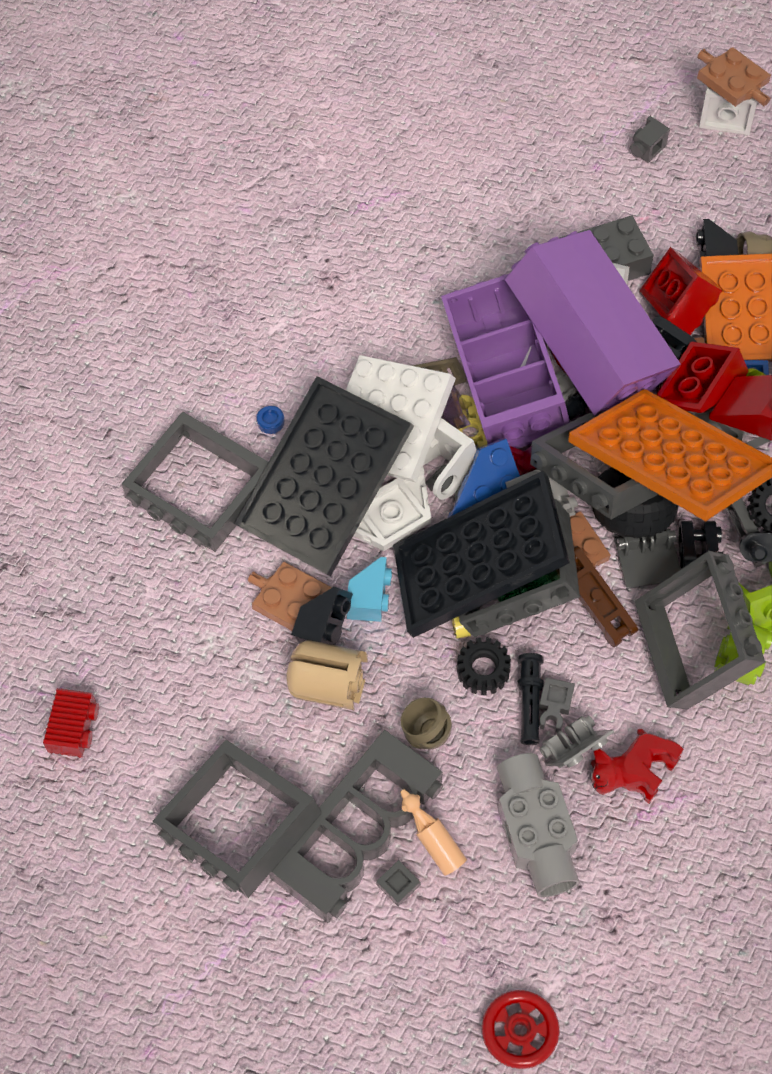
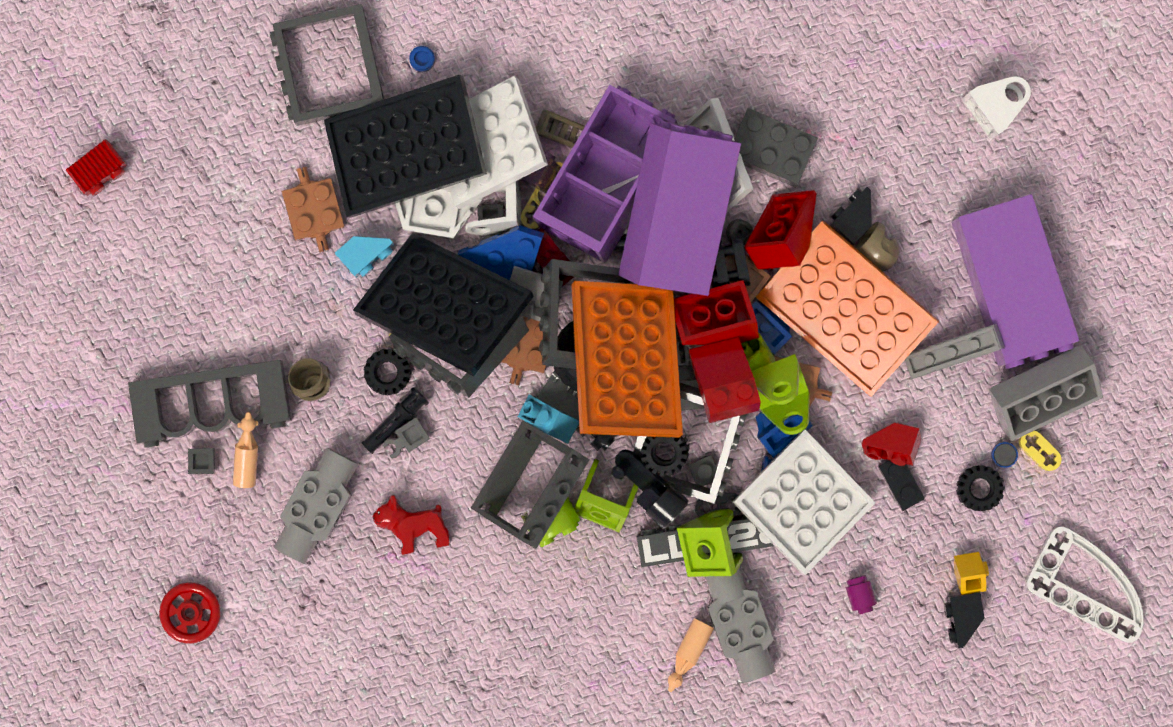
camera: 35 degrees right, 25 degrees up
(273, 850) = (142, 376): dark grey window -> none
(323, 617) = (308, 250): black slope -> none
(326, 674) = (289, 281): tan cylinder -> none
(582, 739) = (395, 485): light grey hinge -> none
(601, 601) = (501, 397): reddish brown plate -> none
(648, 576) = (548, 419): none -> medium azure slope
(650, 139) = (906, 80): dark grey brick -> none
(734, 77) = (1000, 99): nougat plate -> none

